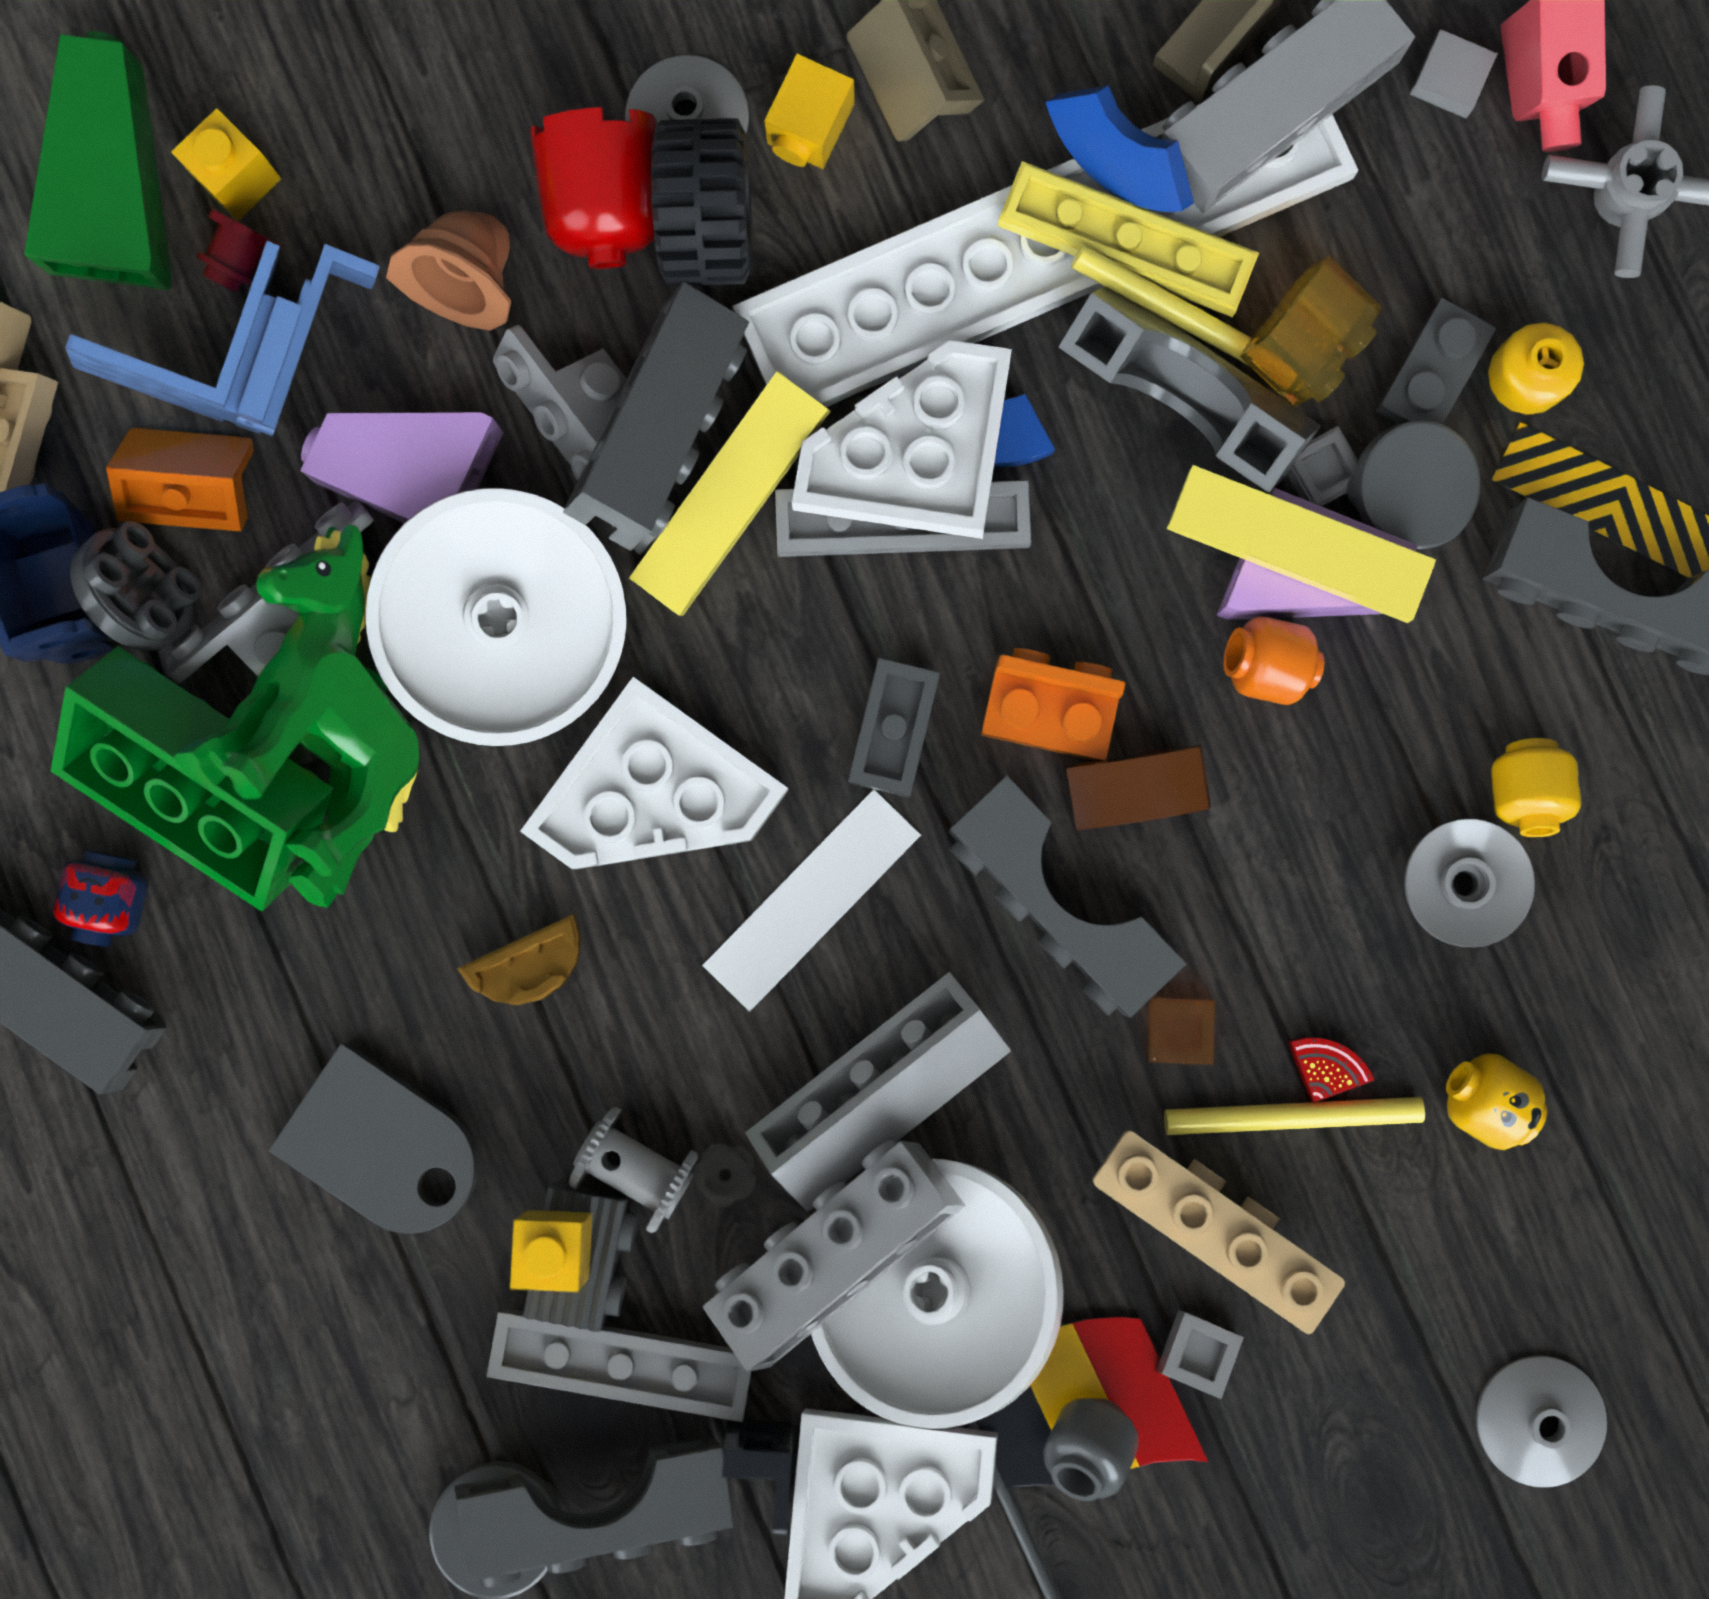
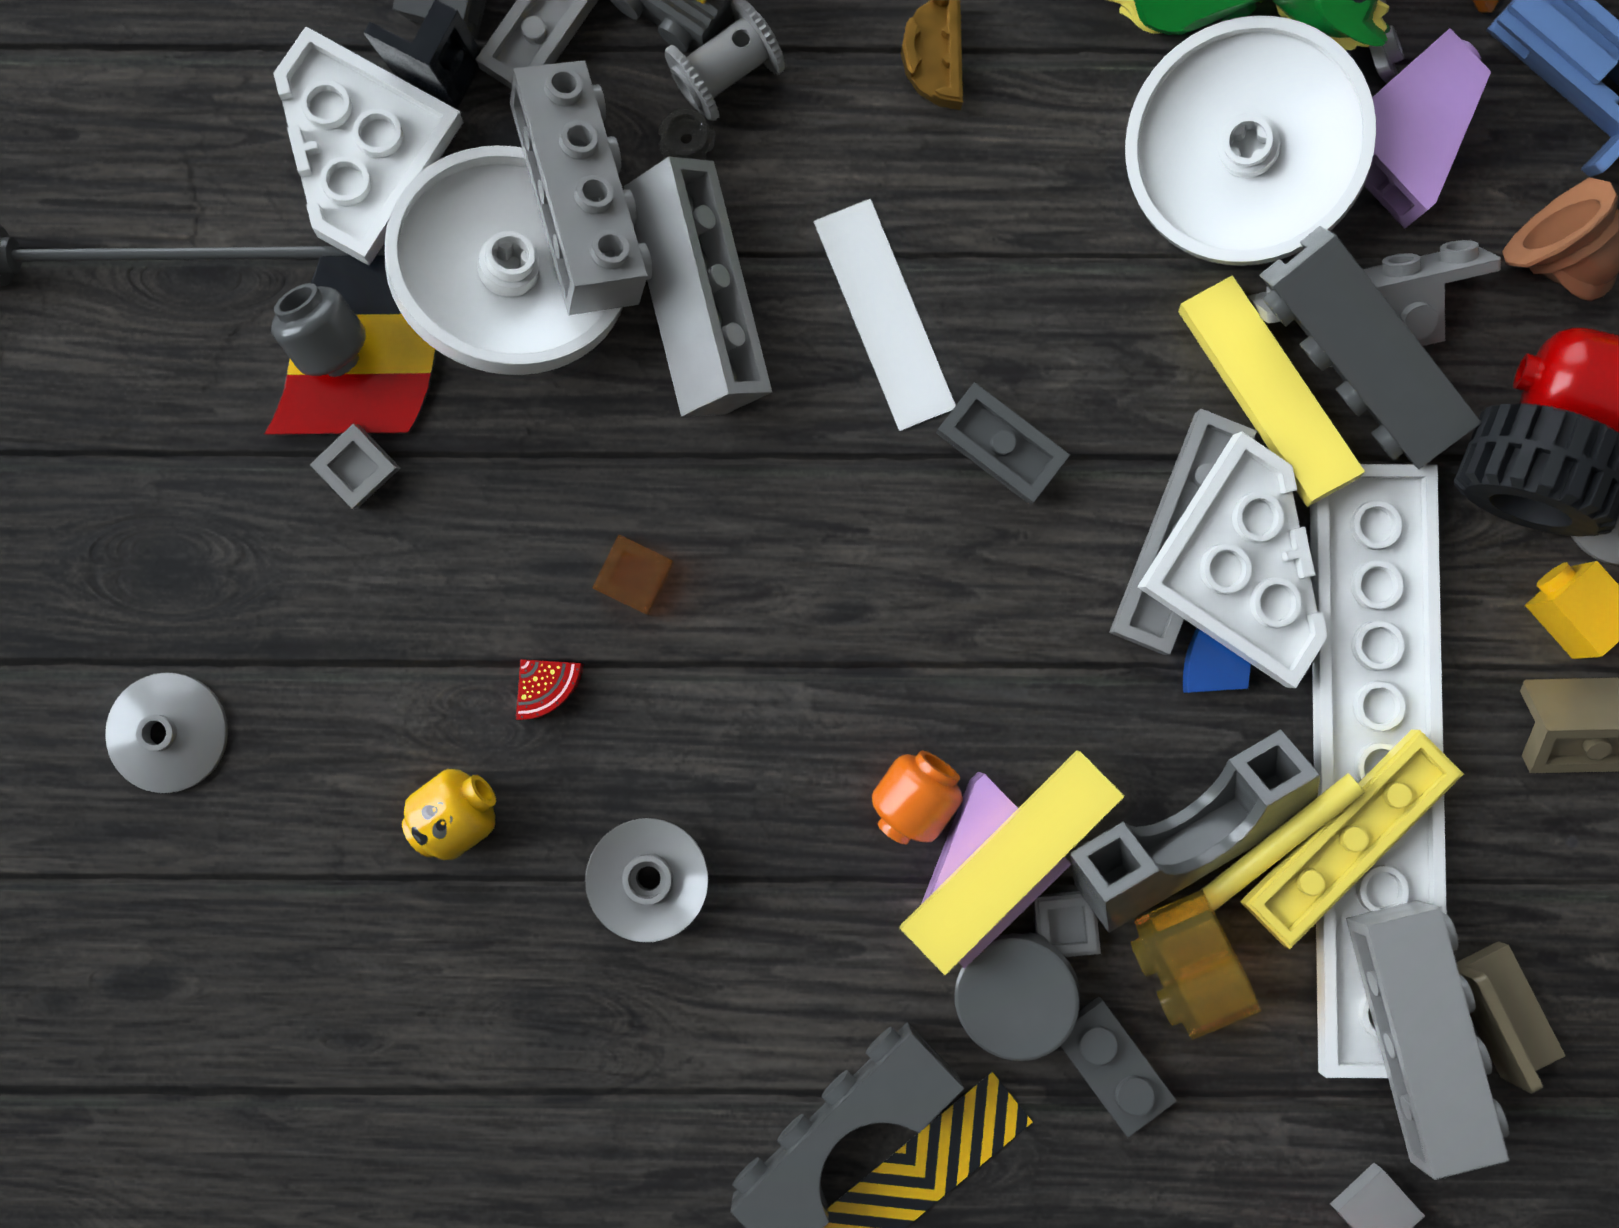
camera: 105 degrees right, 0 degrees up
(651, 789) = (1041, 215): white plate -> none
(1052, 705) = (961, 588): orange bracket -> none
(1118, 153) = (1436, 860): blue tile -> none
(1121, 960) = (863, 495): dark grey arch -> none
(1138, 787) = (857, 630): reddish brown slope -> none
(1218, 1231) = (451, 522): tan bracket -> none
(1294, 1116) = (517, 639): light yellow bar -> none
(1536, 368) = (1078, 1134): yellow head -> none
(1536, 786) = (704, 978): yellow head -> none

